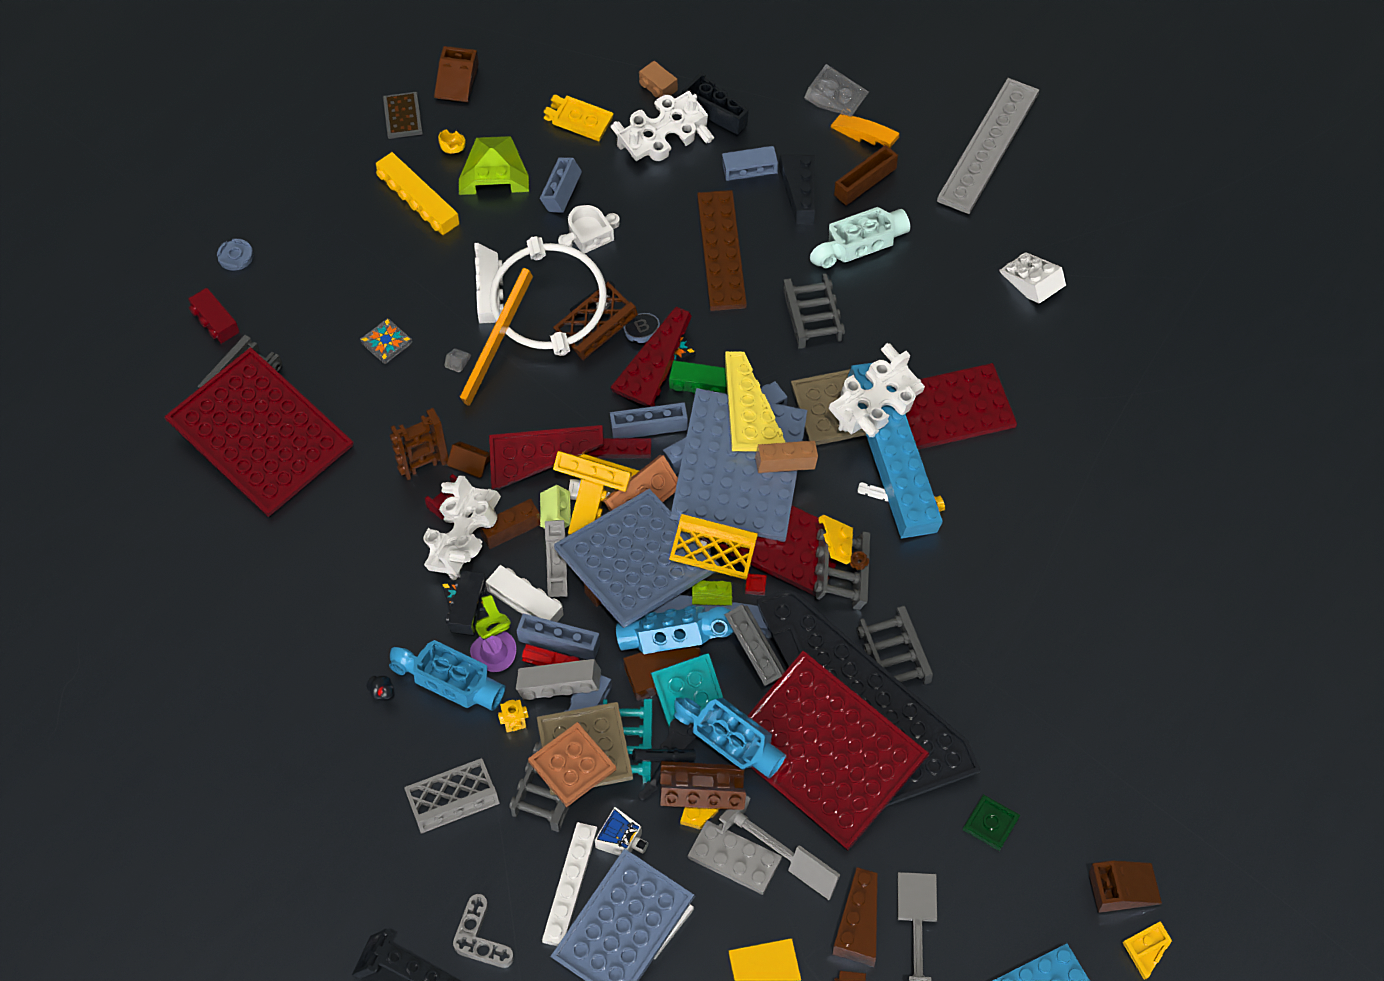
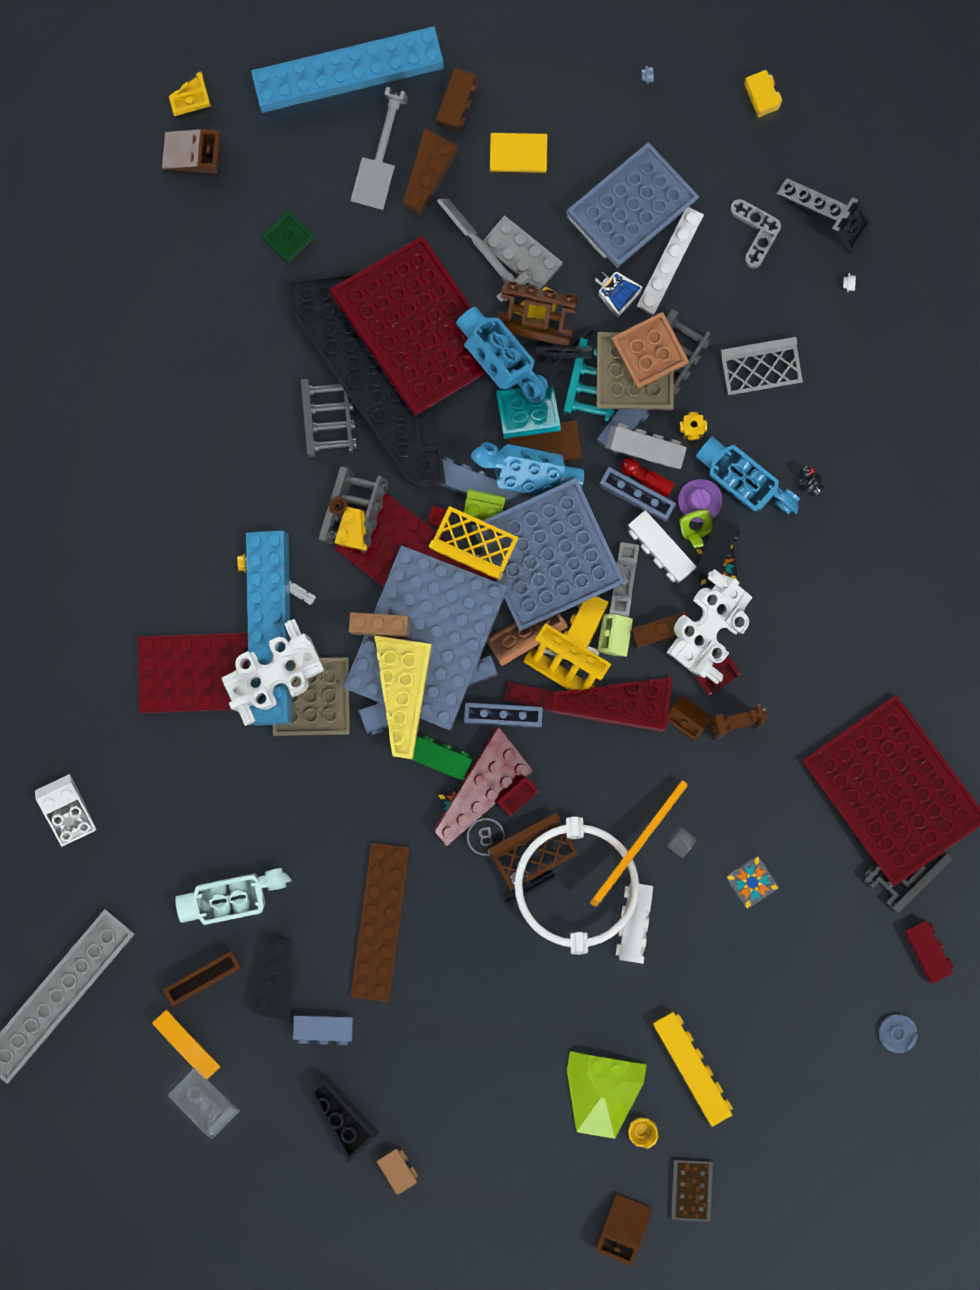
camera: 165 degrees left, 25 degrees up
(367, 900) = (849, 282): none -> white plate
(560, 185) = (535, 1040): sand blue brick -> none
(578, 117) = (495, 1140): yellow tile -> none
(589, 228) = (515, 979): white piece -> none
(619, 362) = (518, 796): none -> dark red panel
(693, 120) = (443, 1088): white gear -> none
(755, 644) = (458, 433): dark grey fence -> none
(794, 307) = (321, 808): dark grey fence -> none

